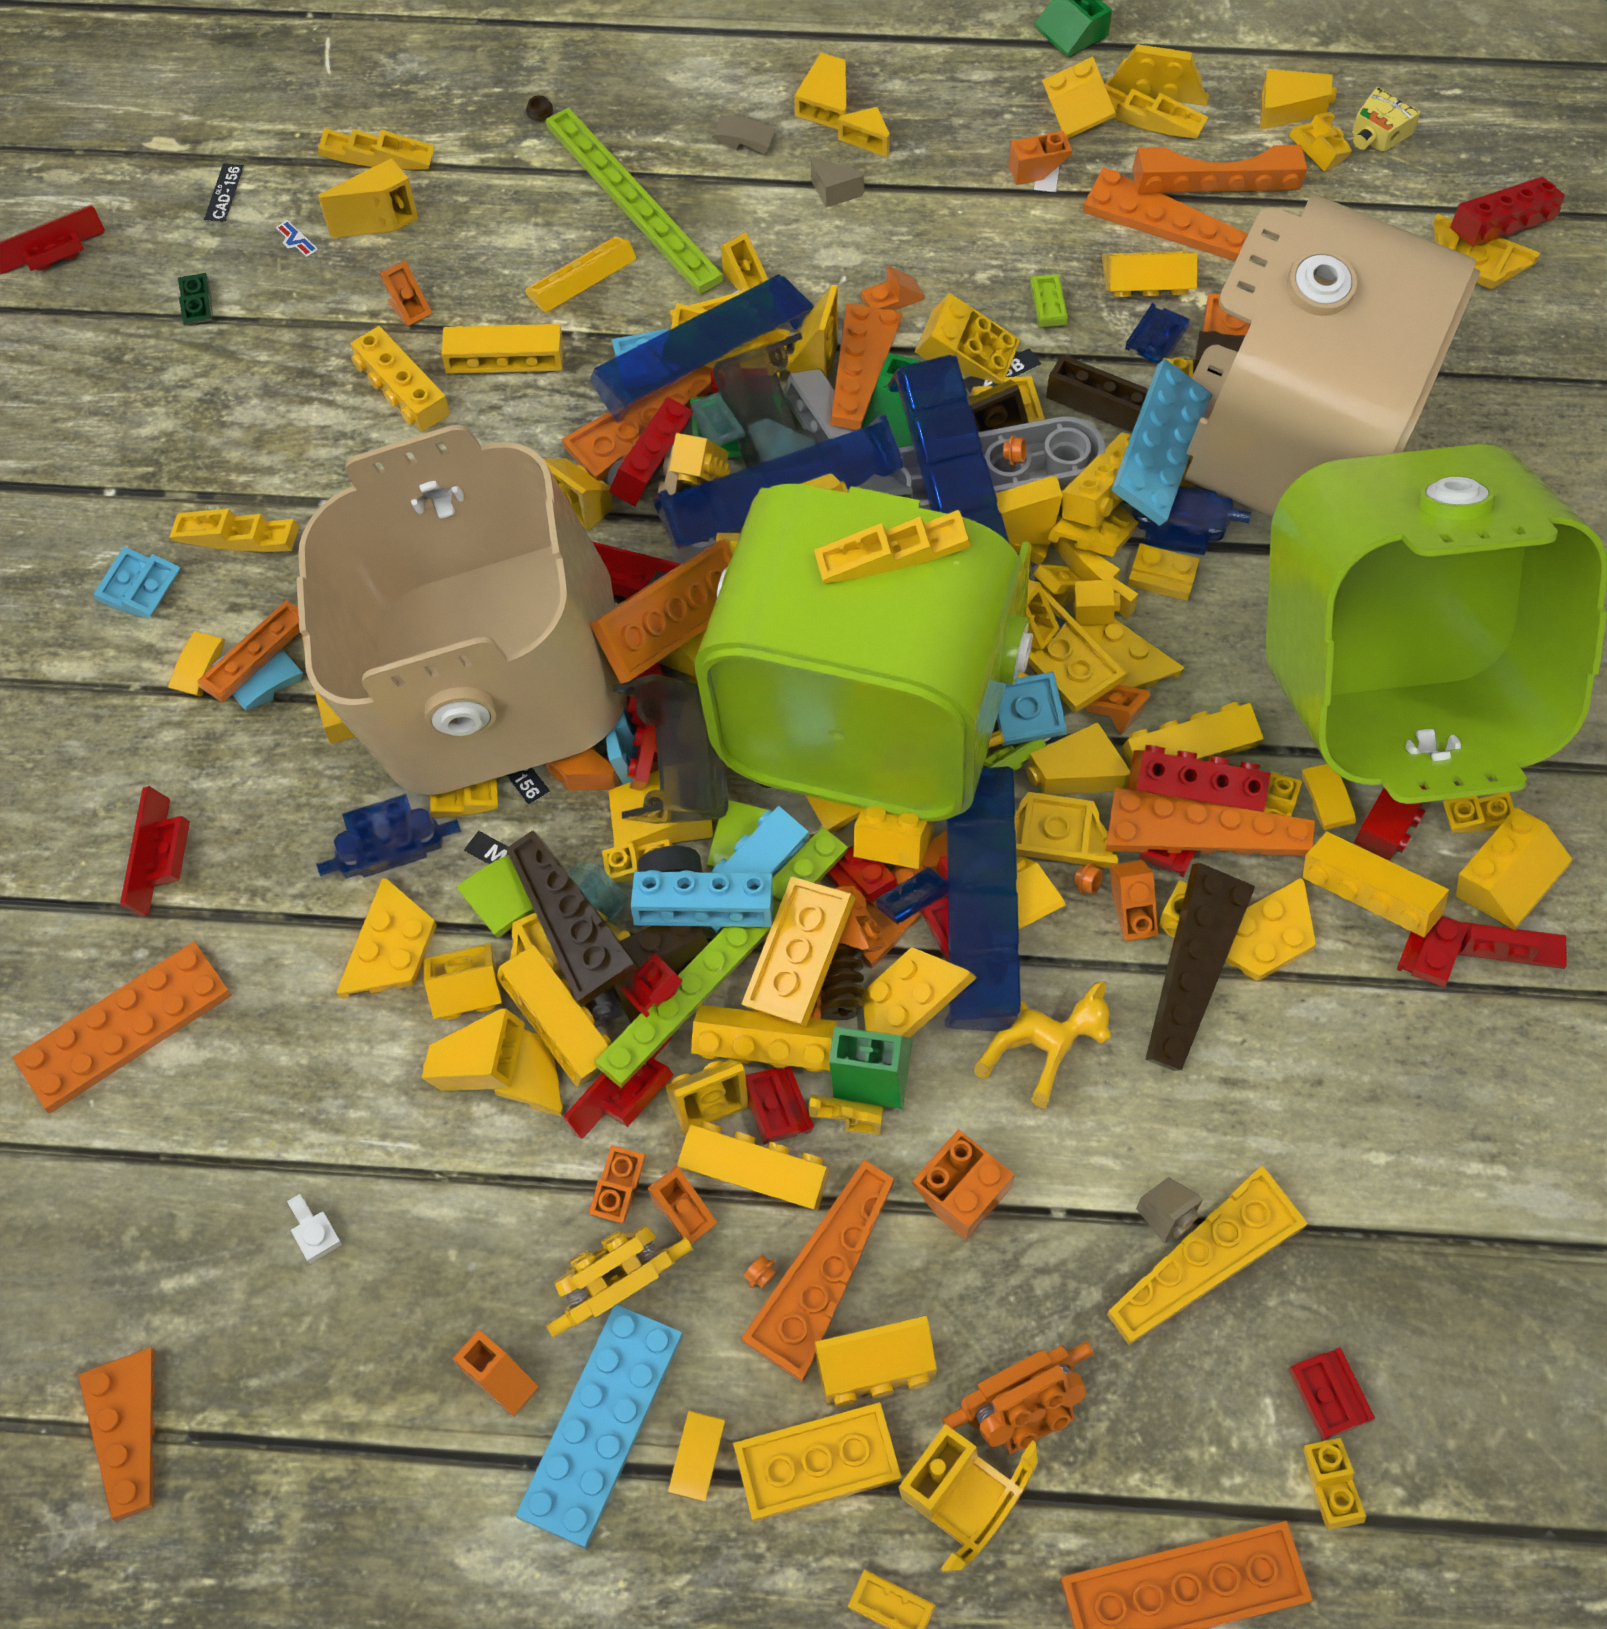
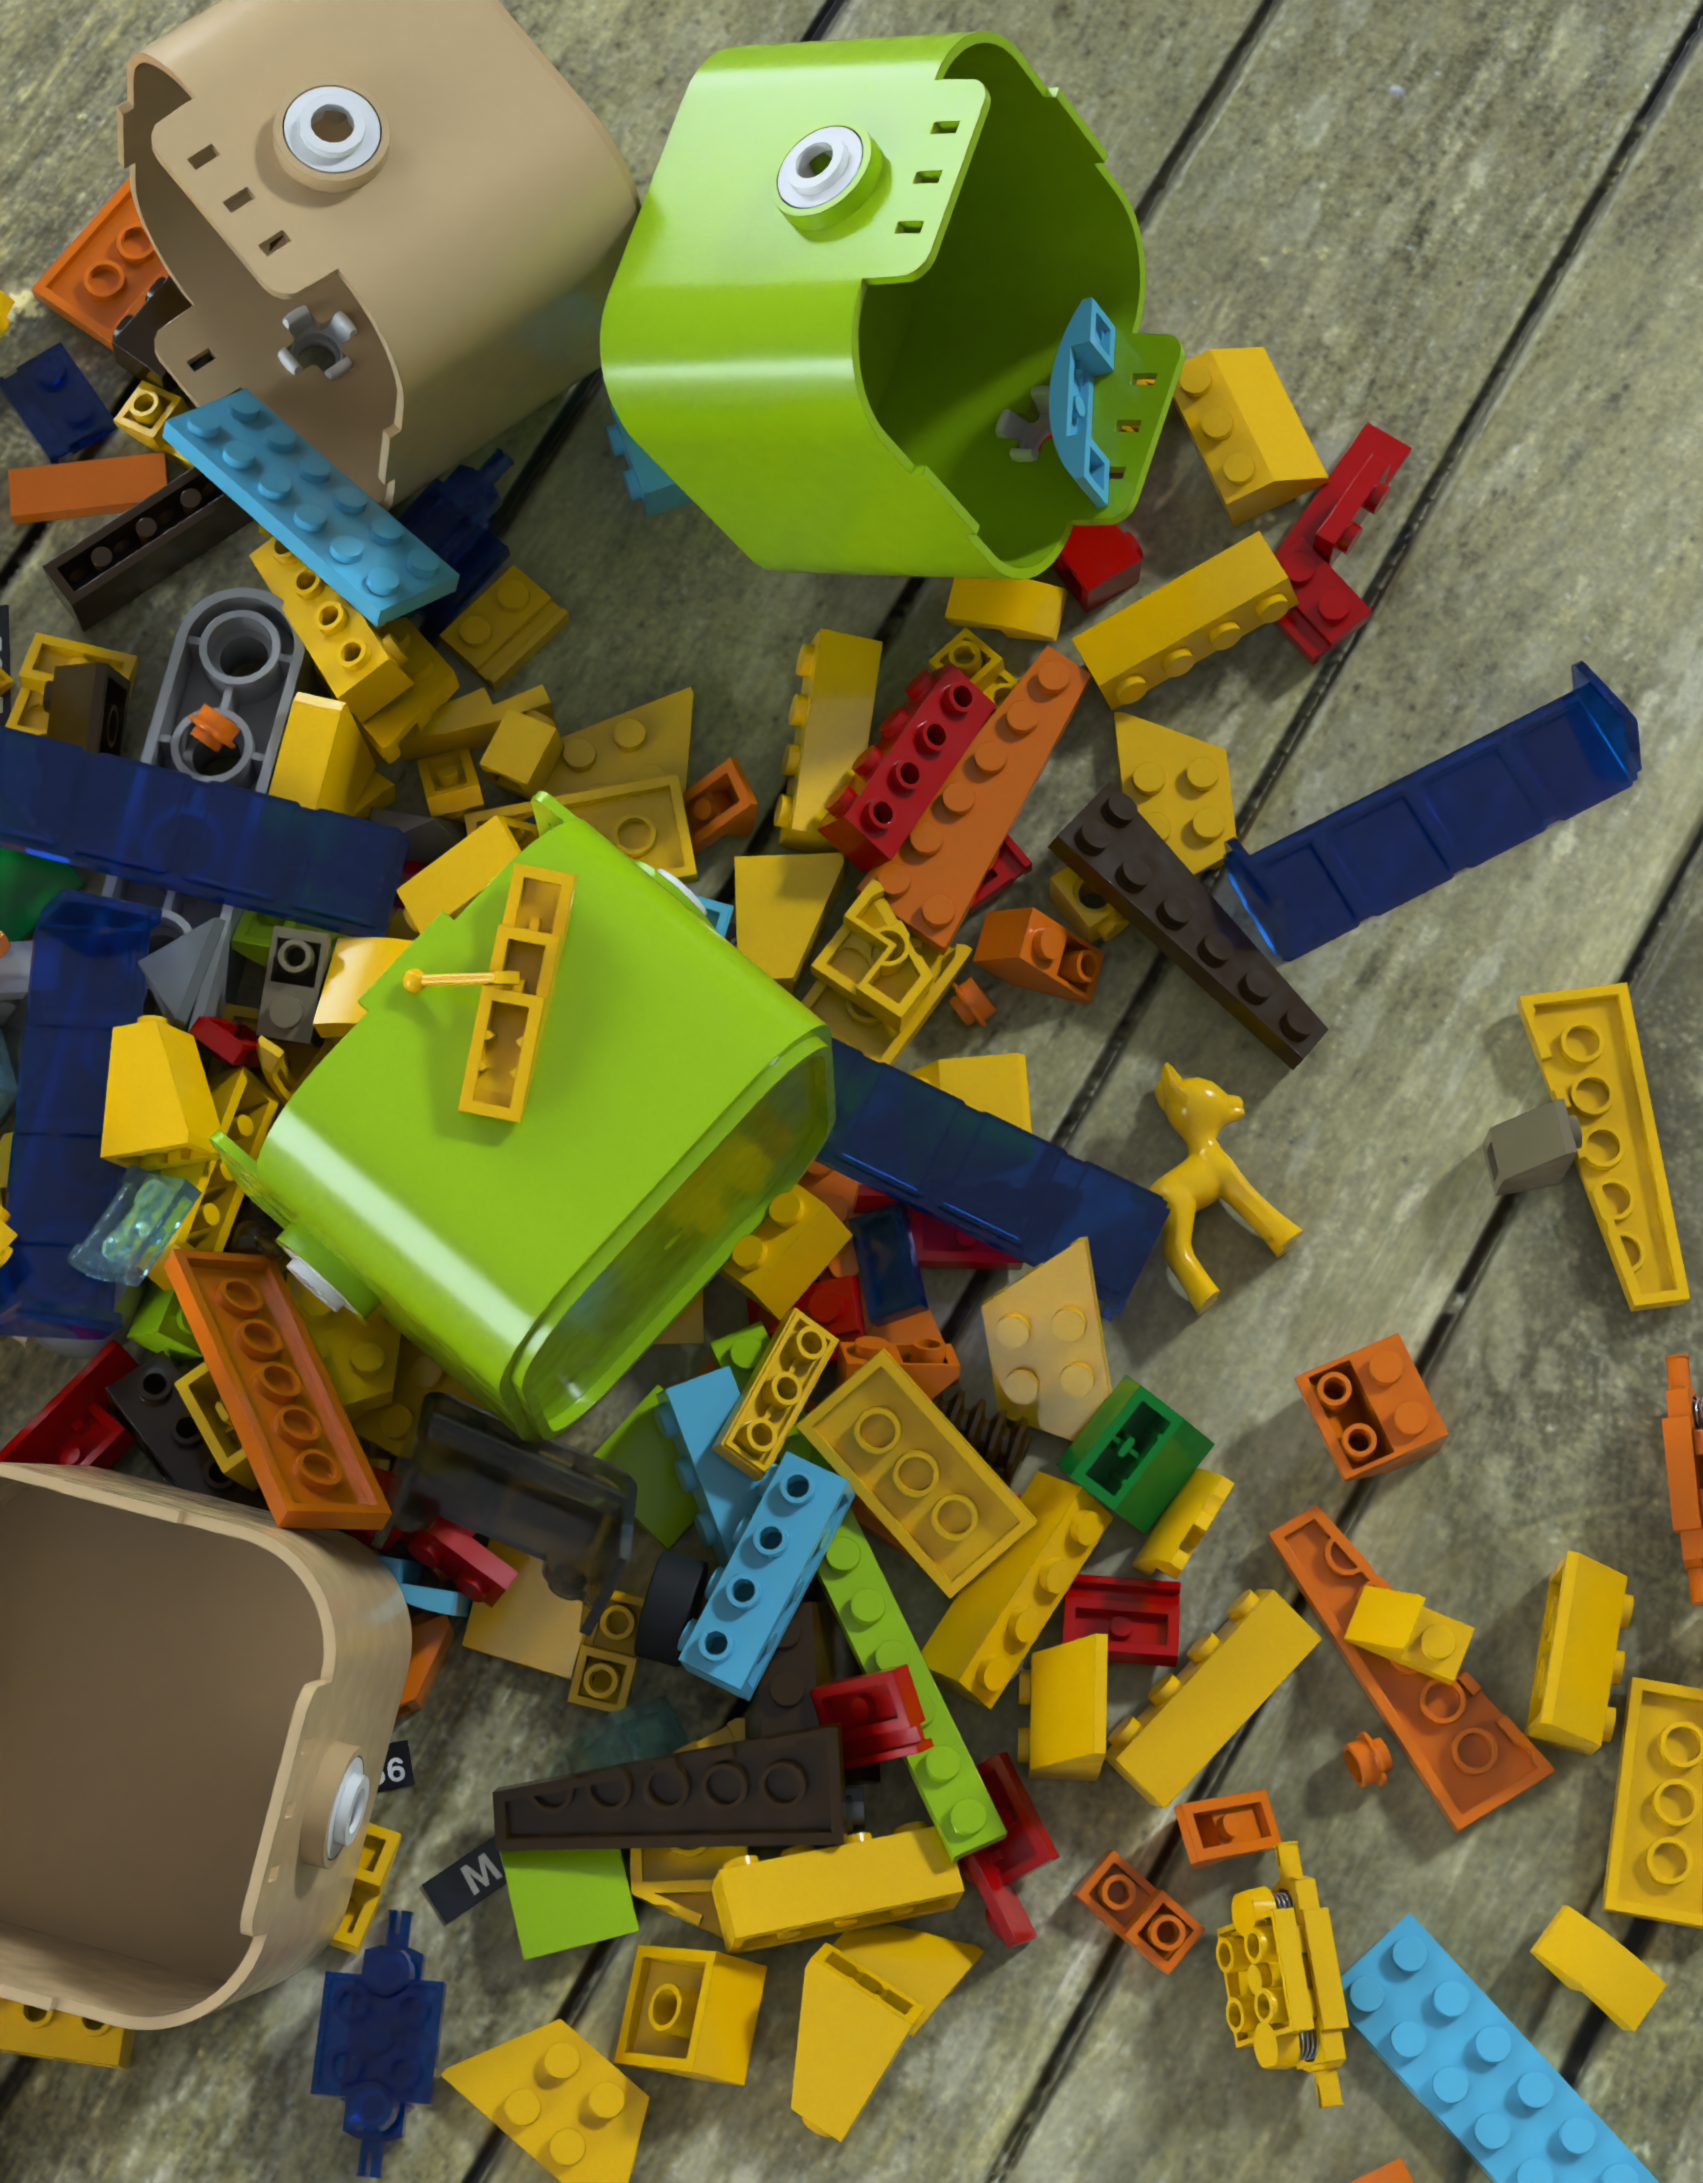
camera: 65 degrees left, 10 degrees up
(721, 525) = (134, 1227): none -> clear light blue plate
(787, 861) = (762, 1416): none -> yellow tile
(842, 1260) = (1408, 1633): none -> yellow slope
(874, 504) = (415, 980): none -> yellow hinge
(1080, 813) = (875, 961): none -> yellow slope
(1117, 359) = (84, 487): none -> orange tile
(1346, 1079) = (1439, 819): none -> clear blue piece
(1454, 746) = (1083, 353): none -> medium azure slope

